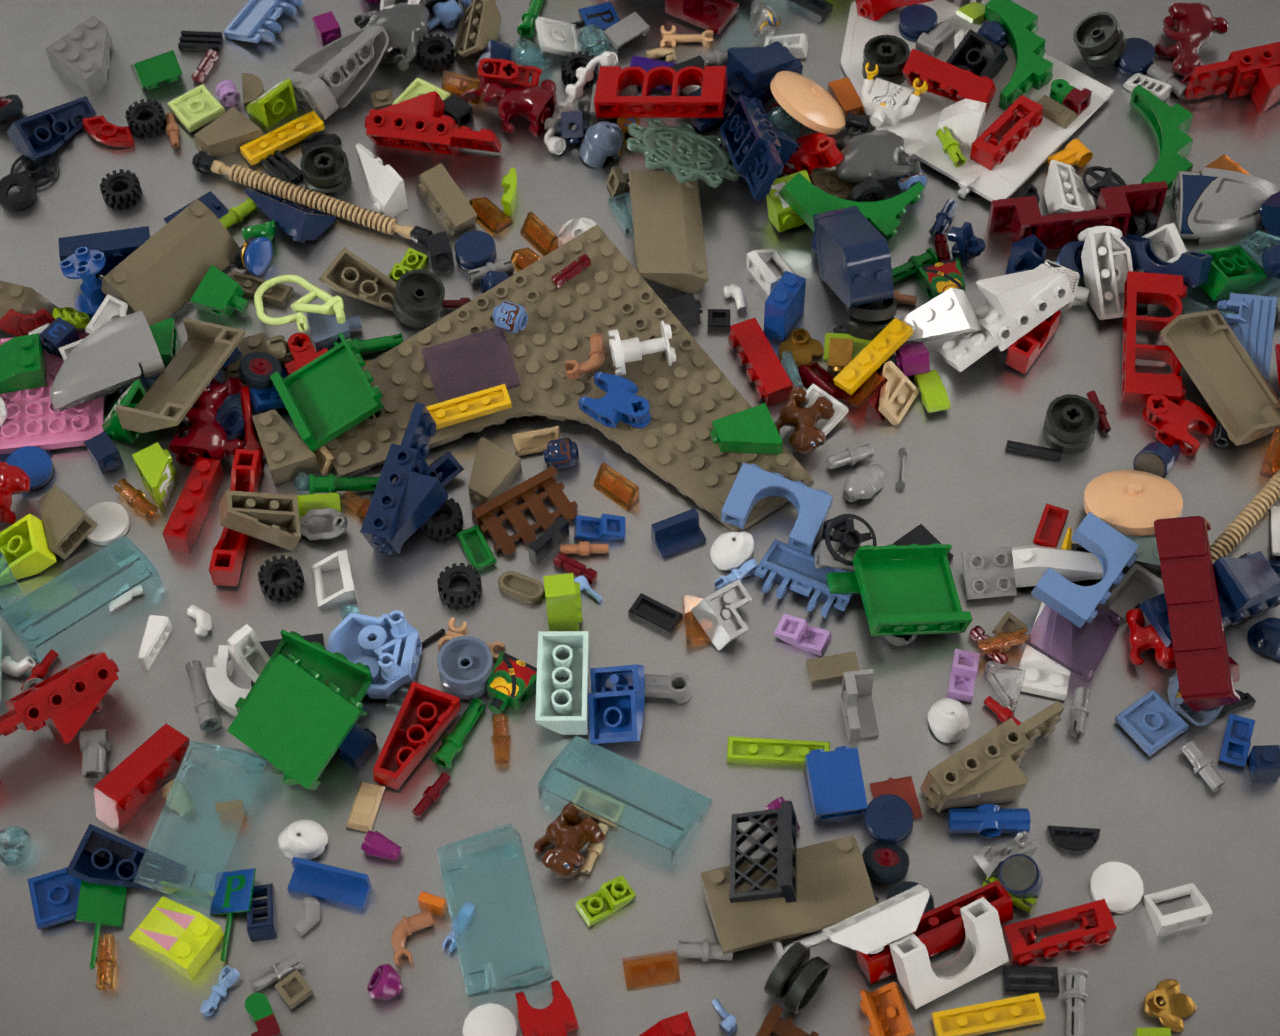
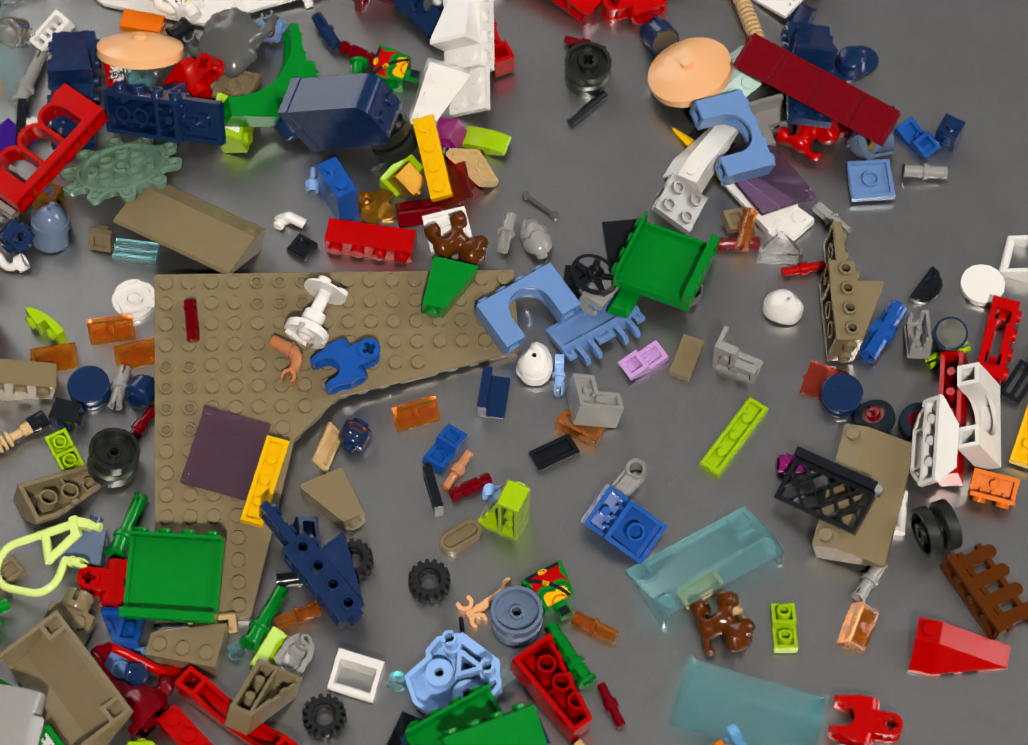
camera: 60 degrees left, 5 degrees up
(257, 368) = (99, 623): black wheel -> none
(476, 548) = (399, 550): green tile -> none
(510, 317) = (205, 392): medium blue head -> none
(527, 493) = (392, 504): reddish brown fence -> none
(563, 681) = (580, 548): light aqua slope -> none
(685, 309) = (277, 261): black brick -> none
(729, 1024) = (935, 597): light blue hand -> none
(764, 276) = (283, 188): white tile -> none
(790, 367) = (393, 221): clear light blue tile -> none
(835, 783) = (790, 412): blue brick -> none
(866, 187) = (266, 68): black tyre -> none
(963, 675) = (749, 274): lavender slope -> none
(967, 243) = (367, 32): dark blue hips -> none
(1050, 526) = (663, 139): red tile -> none

